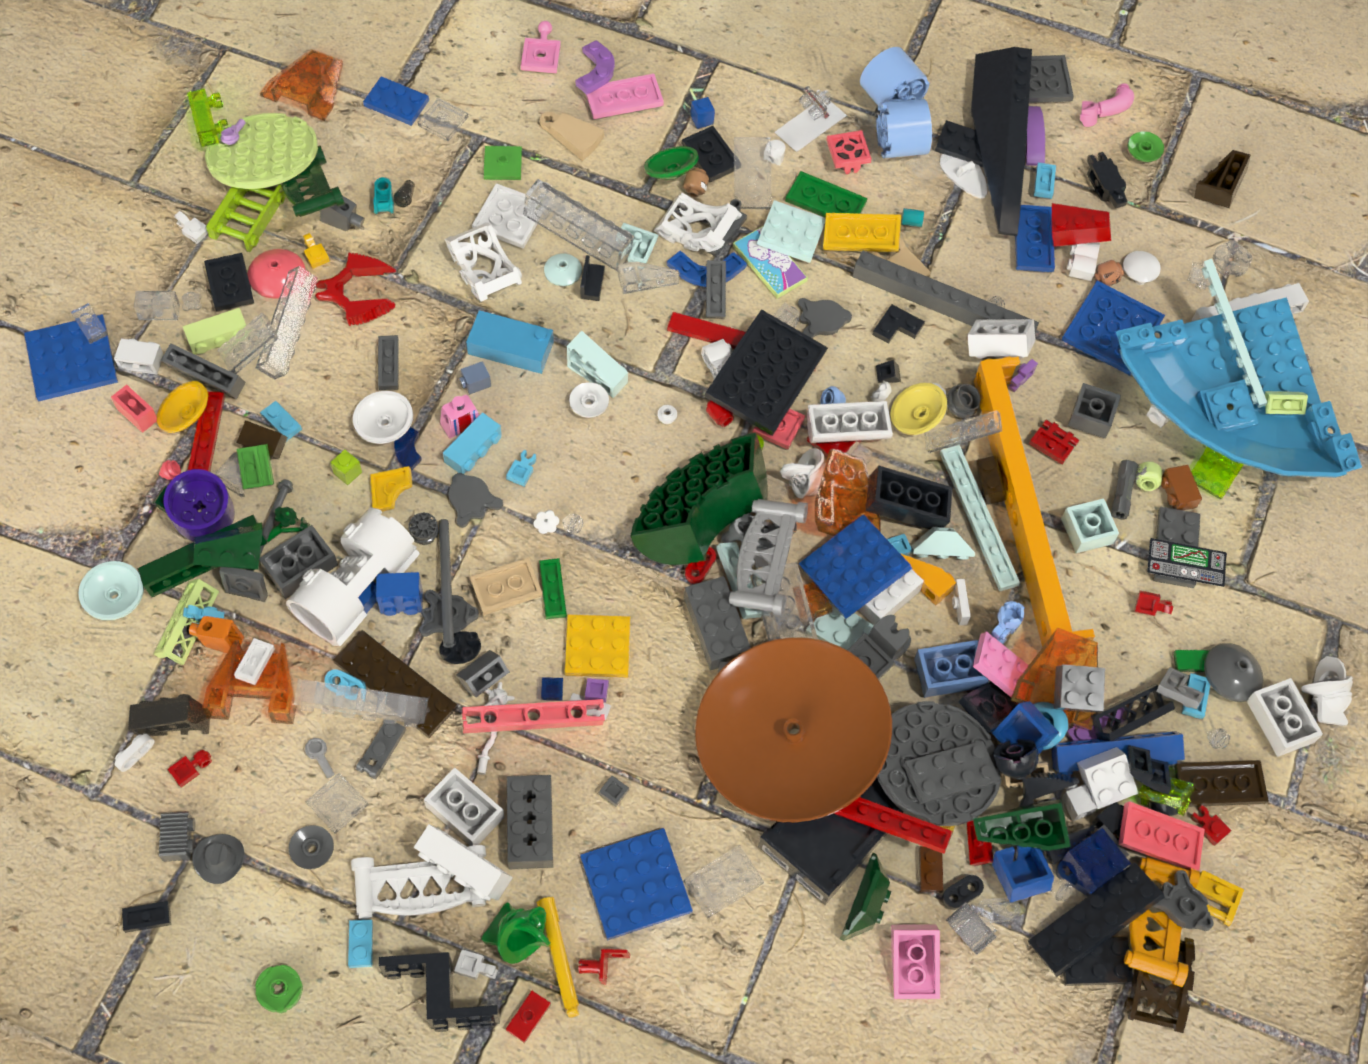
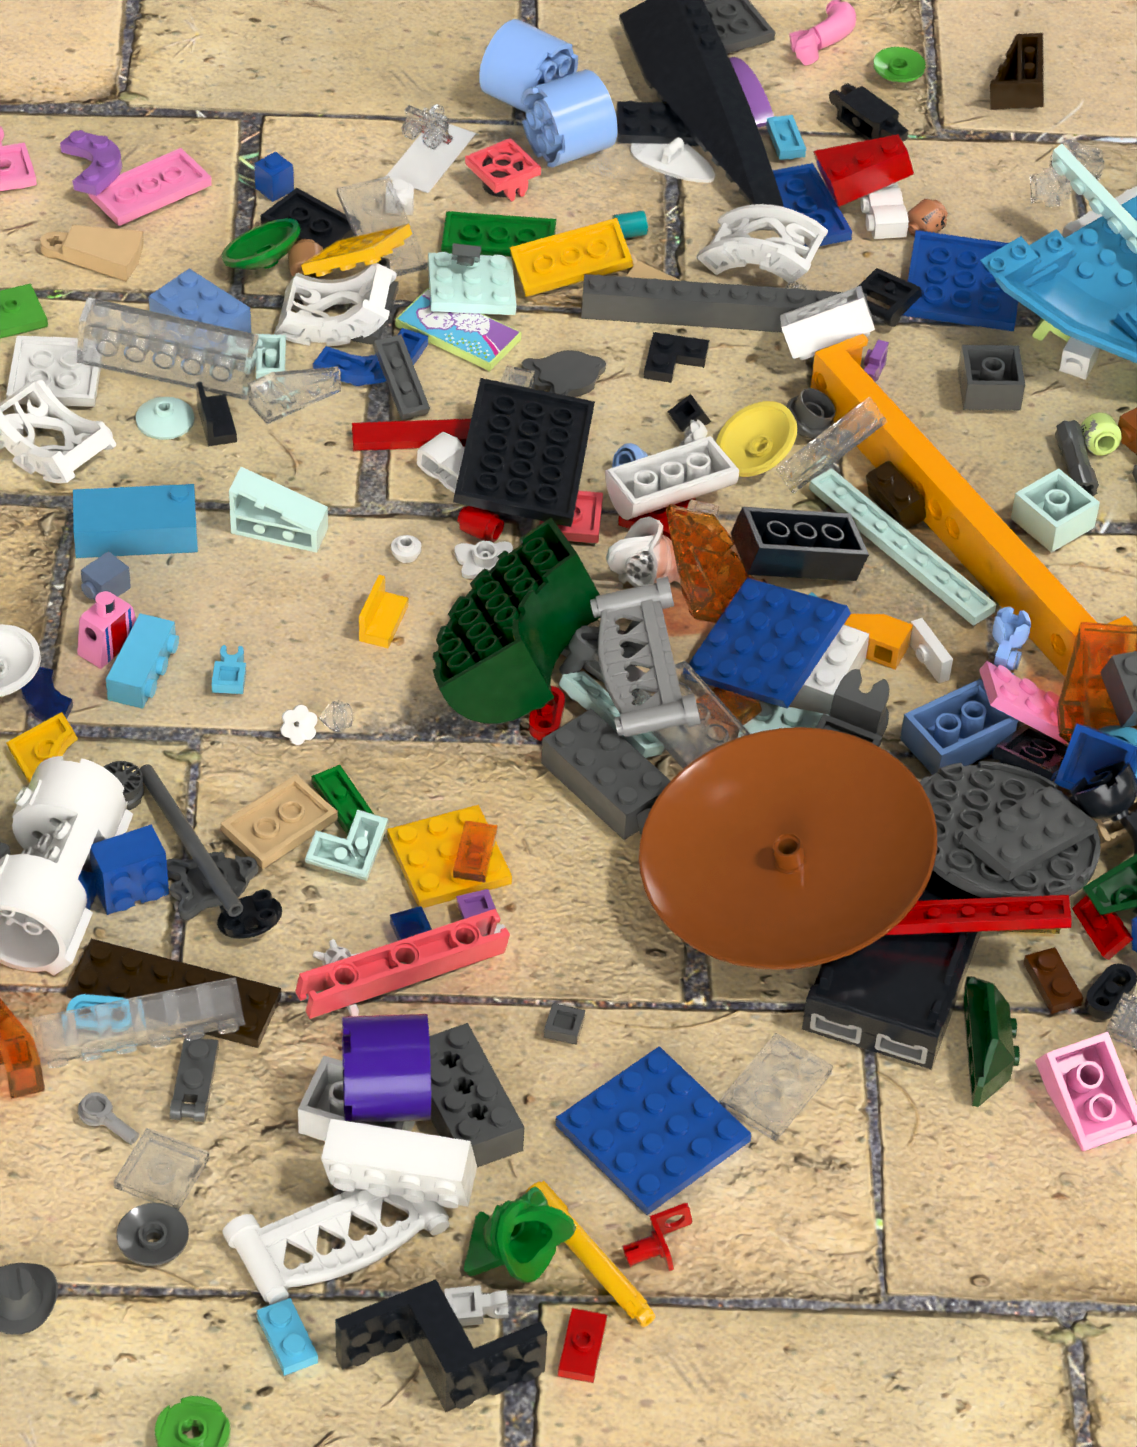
camera: 20 degrees left, 15 degrees down
(470, 497) = (172, 730): dark grey tile -> none
(475, 801) = (386, 1068): none -> dark purple brick
(482, 673) = (302, 934): dark grey brick -> none
(540, 626) = (350, 855): none -> light aqua brick
(589, 393) = (285, 559): white dish -> none
(609, 653) = (475, 851): none -> clear orange plate
(613, 199) = (202, 301): none -> medium blue brick
(630, 458) = (381, 615): none -> yellow panel
(711, 436) = (479, 556): none -> white animal
(724, 189) = (356, 249): none -> yellow plate
(793, 212) = (466, 254): none -> dark grey plate
(942, 543) = (872, 585): light aqua slope -> none
(983, 240) = (735, 248): none -> white fence
(1052, 445) = (956, 431): red plate -> none
(1058, 322) = (890, 291): none -> black plate
(1141, 267) = (965, 202): white dish -> none

